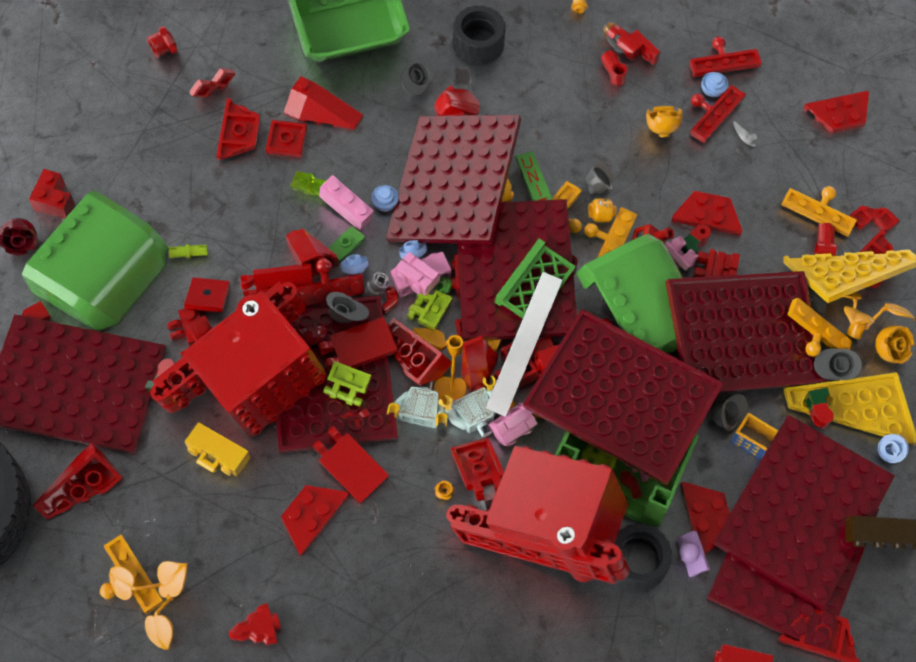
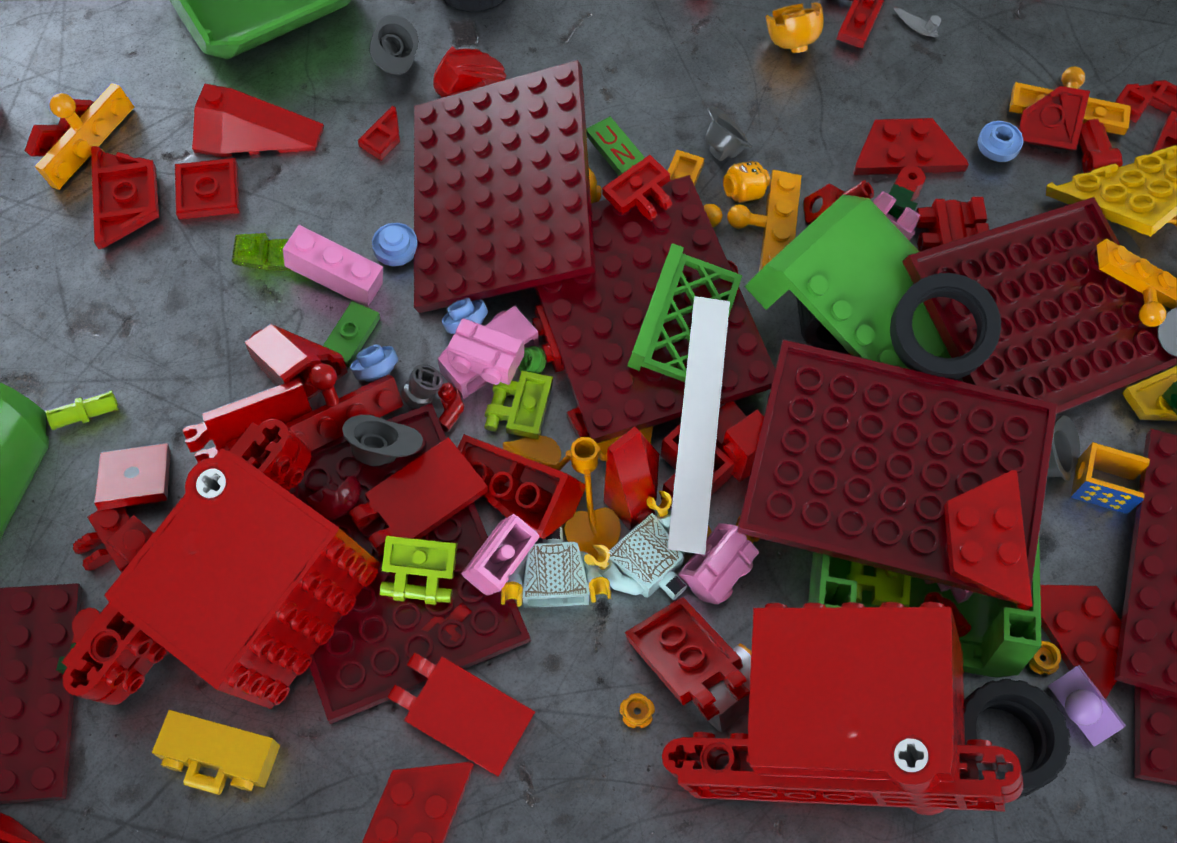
camera: 15 degrees left, 0 degrees up
(225, 88) = (87, 131): none -> light orange plate
(393, 387) = (500, 555): none -> bright pink brick
(395, 130) = (382, 135): none -> red tile
(531, 198) = (636, 185): none -> red hinge
(656, 445) = (989, 539): none -> red wing
(679, 518) = (1052, 660): none -> light orange plate
(685, 303) = (968, 293): none -> black tyre
(766, 222) = (1000, 141): none -> light blue plate
(804, 217) = (1055, 119): none -> red plate

